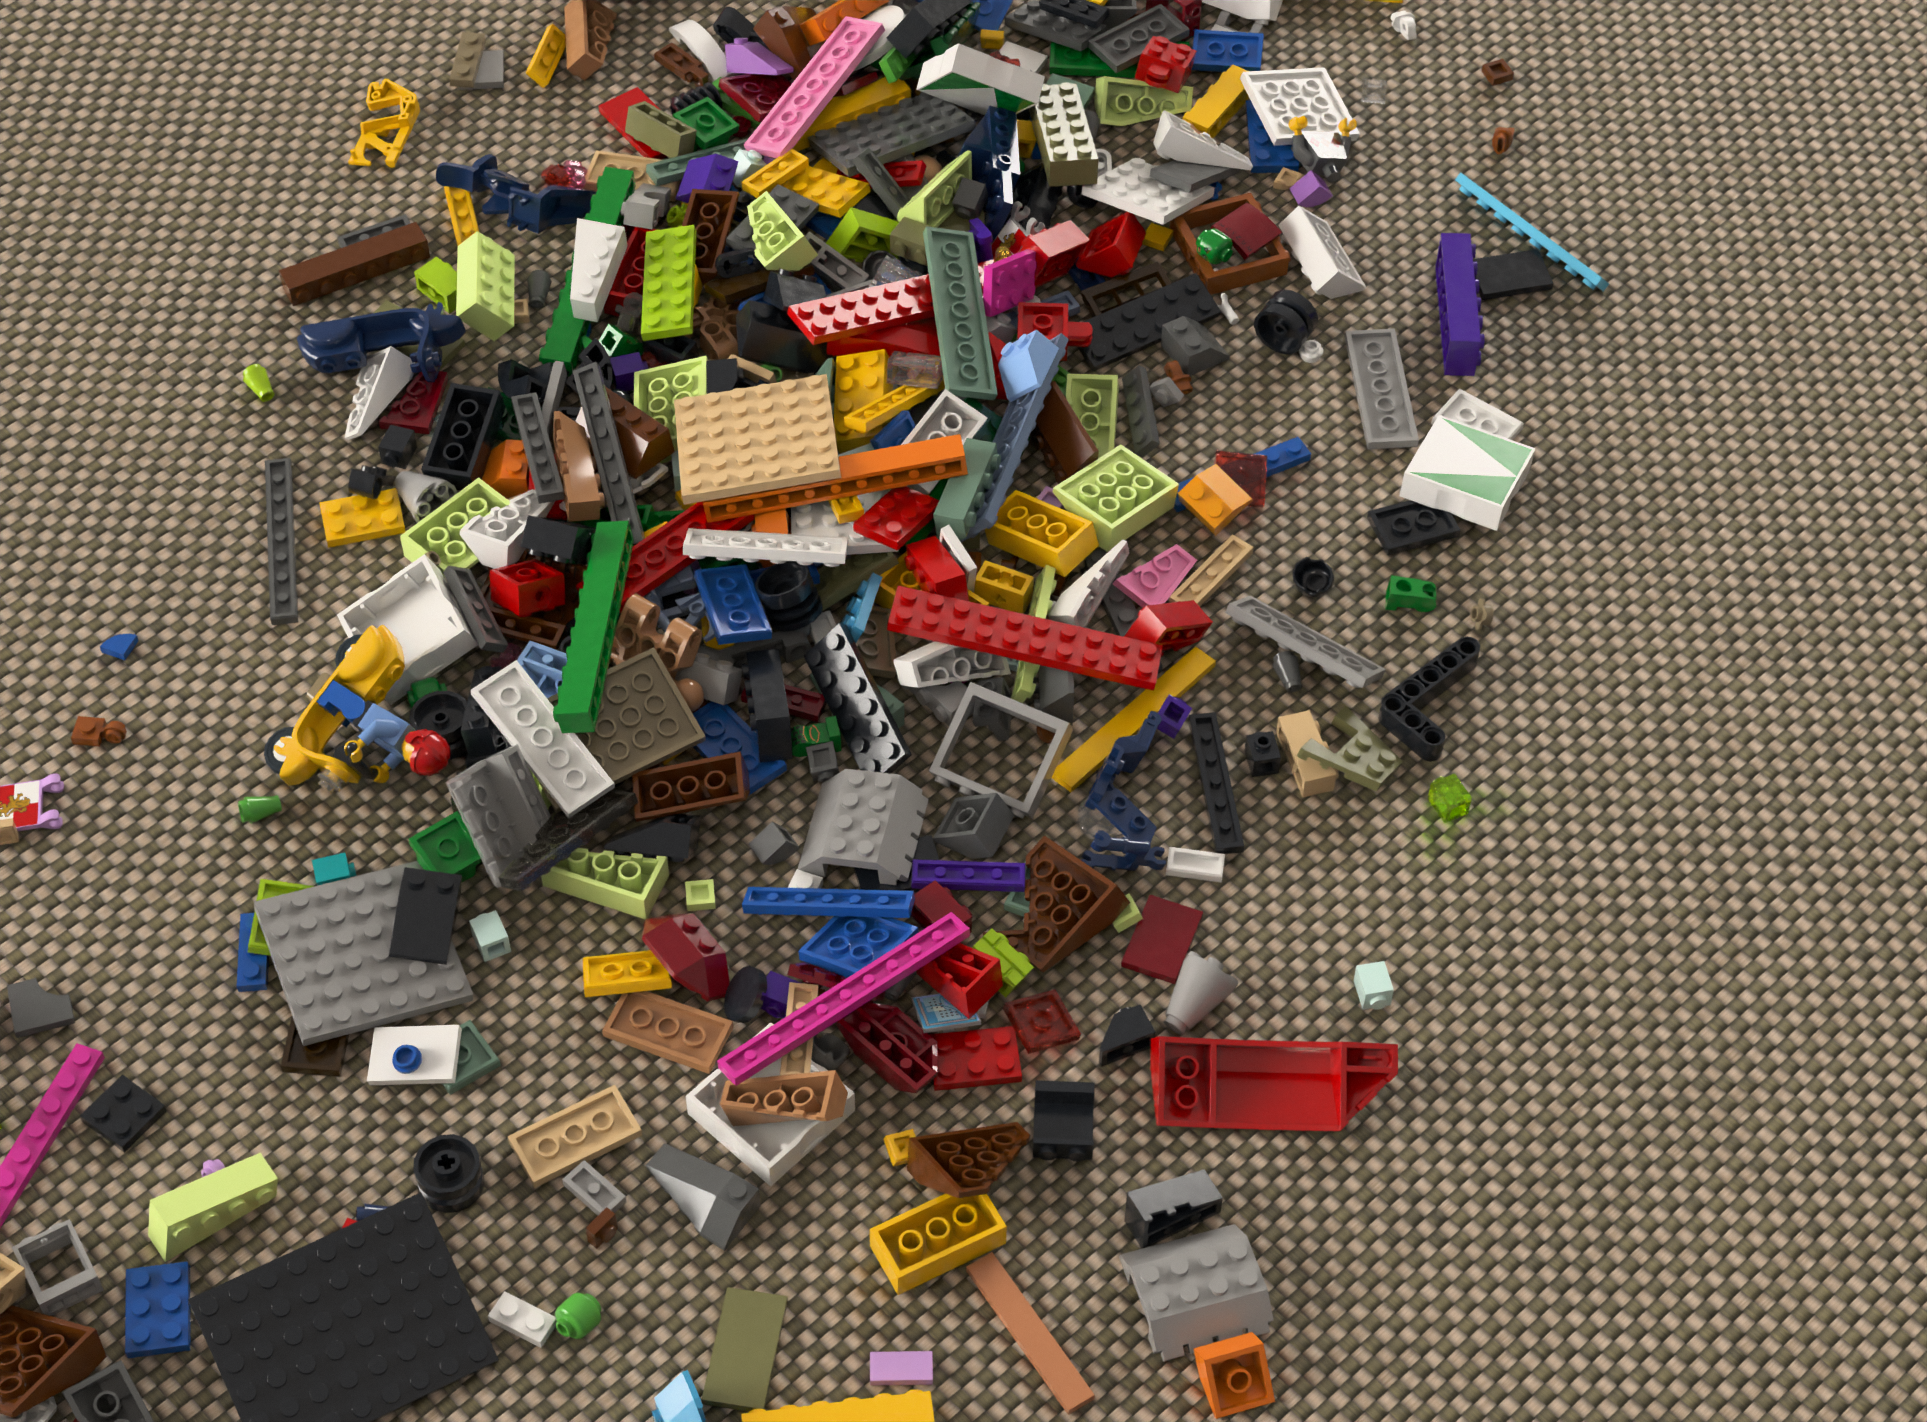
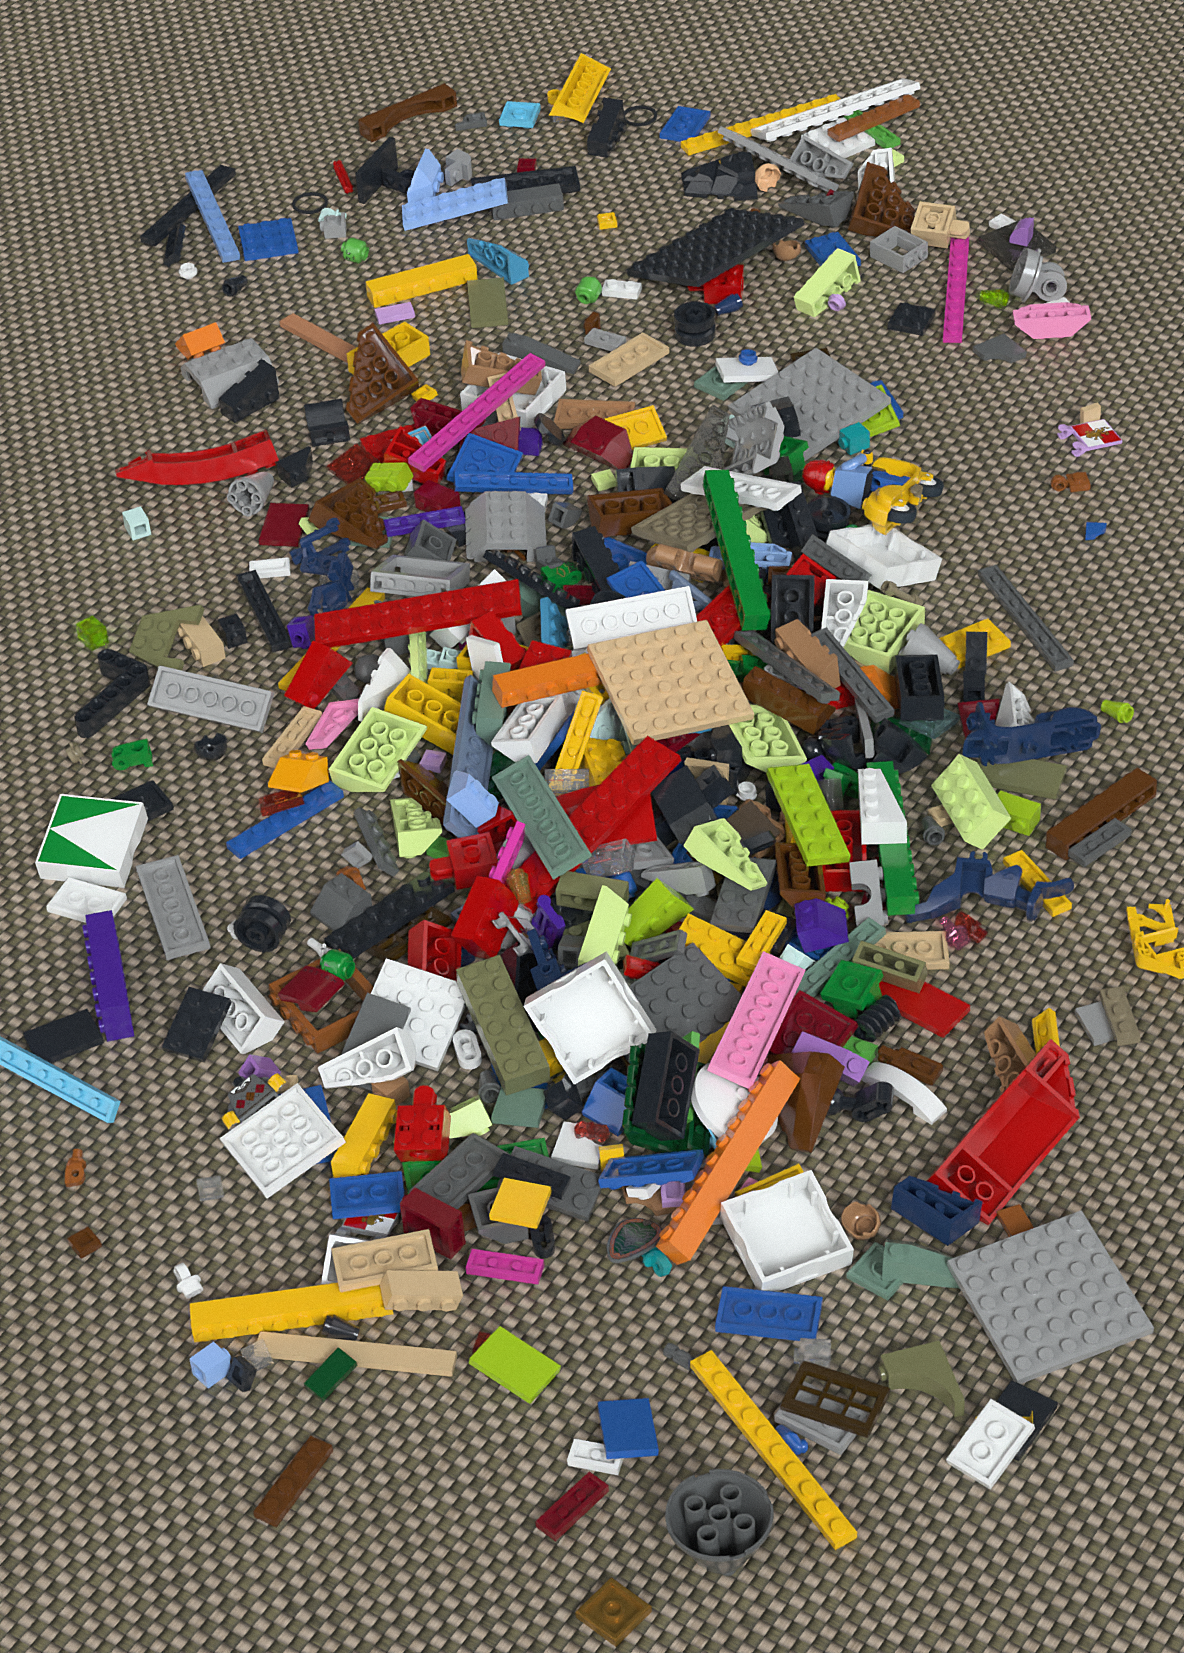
camera: 170 degrees right, 10 degrees down
(257, 808) = (930, 461): bright green cone -> none
(1369, 241) = (196, 1024): none -> black plate

